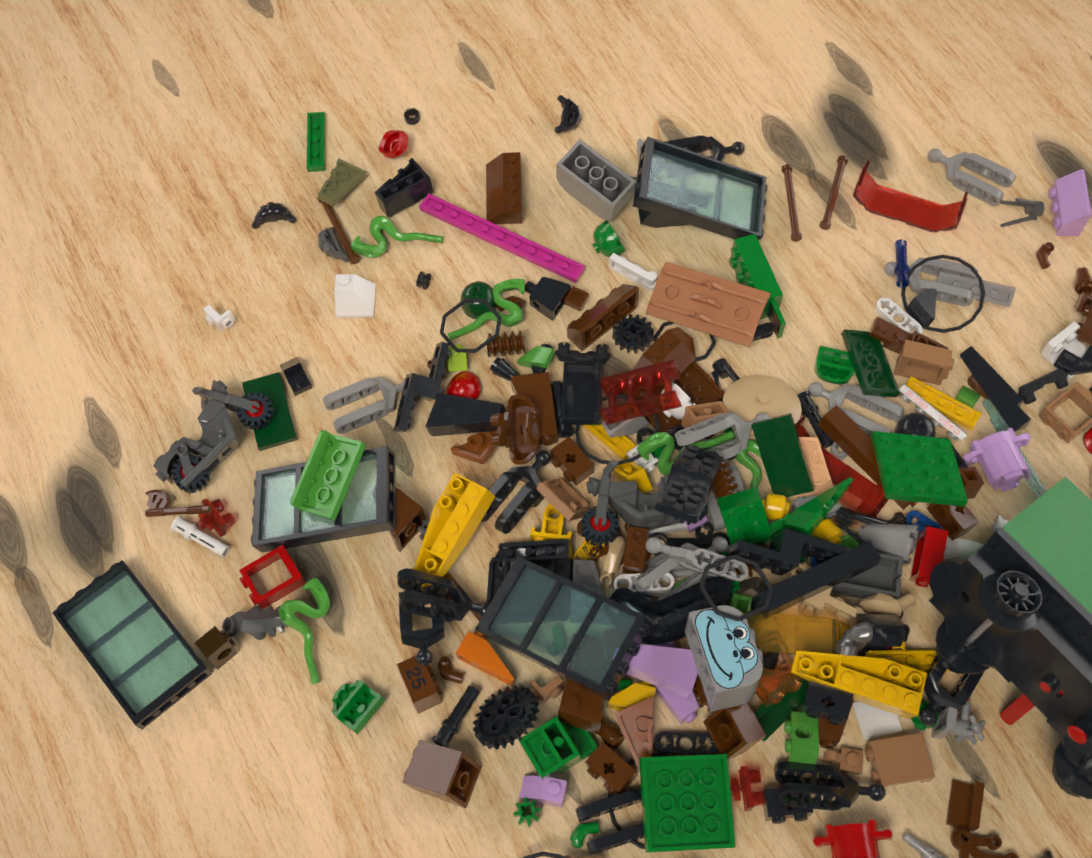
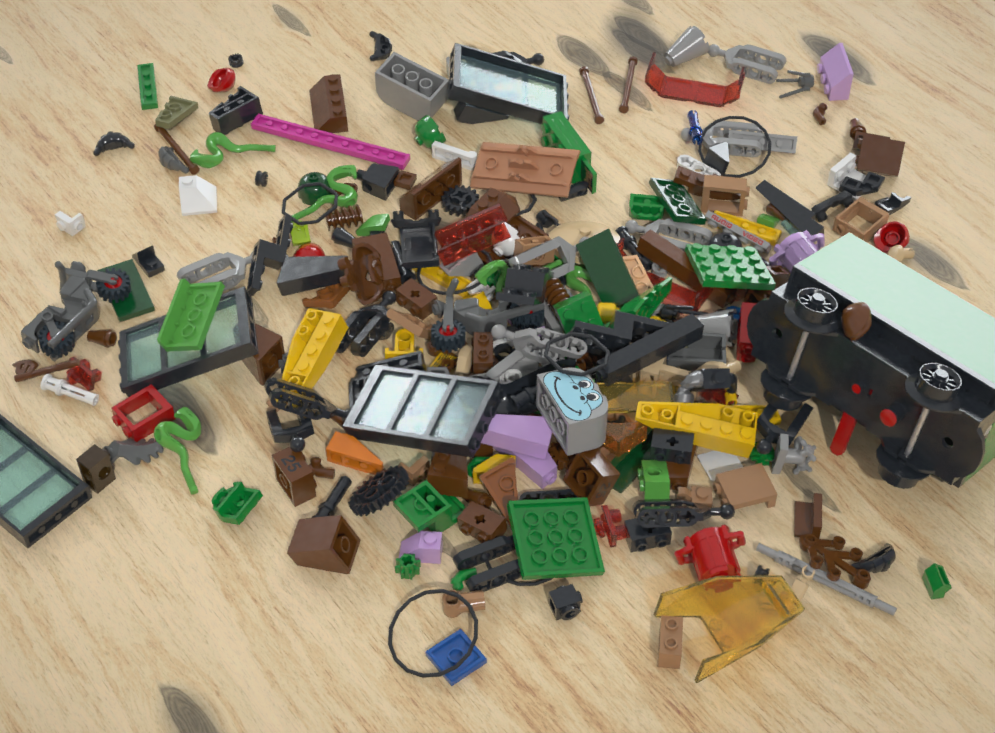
camera: 10 degrees left, 15 degrees down
(240, 472) = (102, 337): none -> reddish brown cone
(905, 150) = (687, 47): none -> light grey cone
(1061, 622) = (856, 320): none -> reddish brown hat

